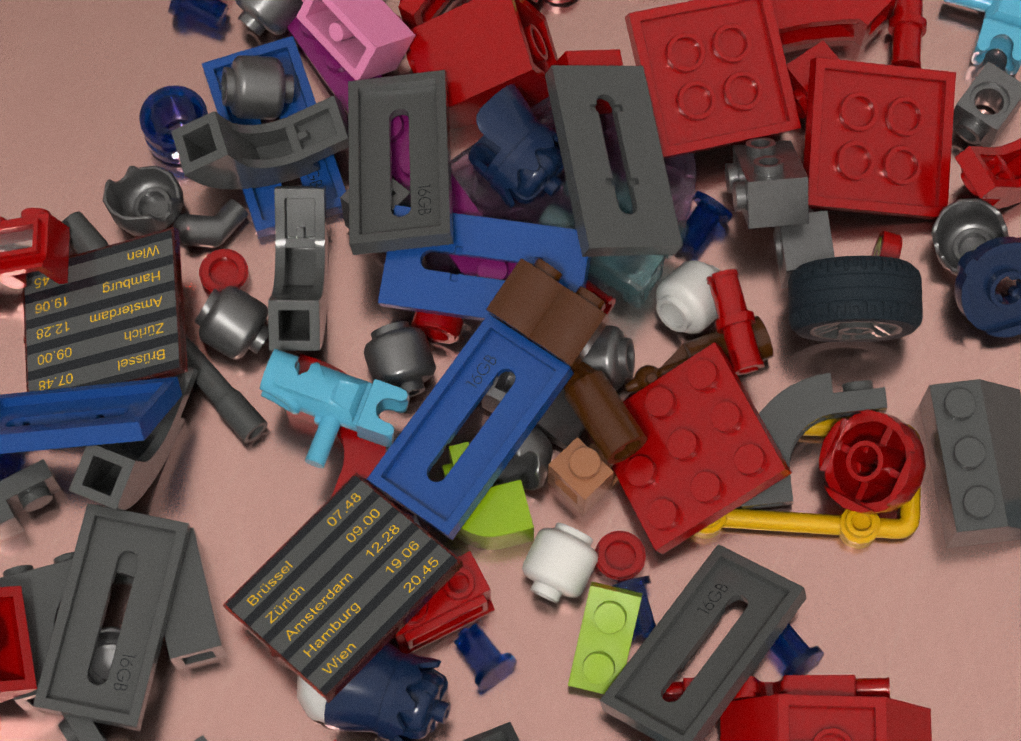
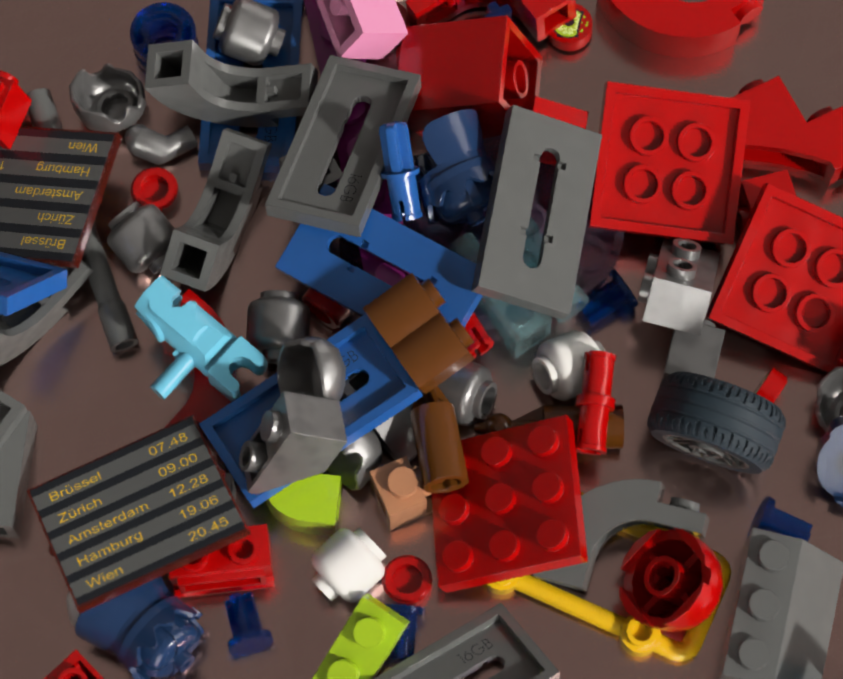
camera: 20 degrees right, 0 degrees up
(460, 391) = (311, 368): none -> flat silver hair
(466, 167) = (400, 171): none -> blue axle
(471, 461) = (293, 442): none -> flat silver slope
(937, 372) = (779, 521): none -> clear blue piece

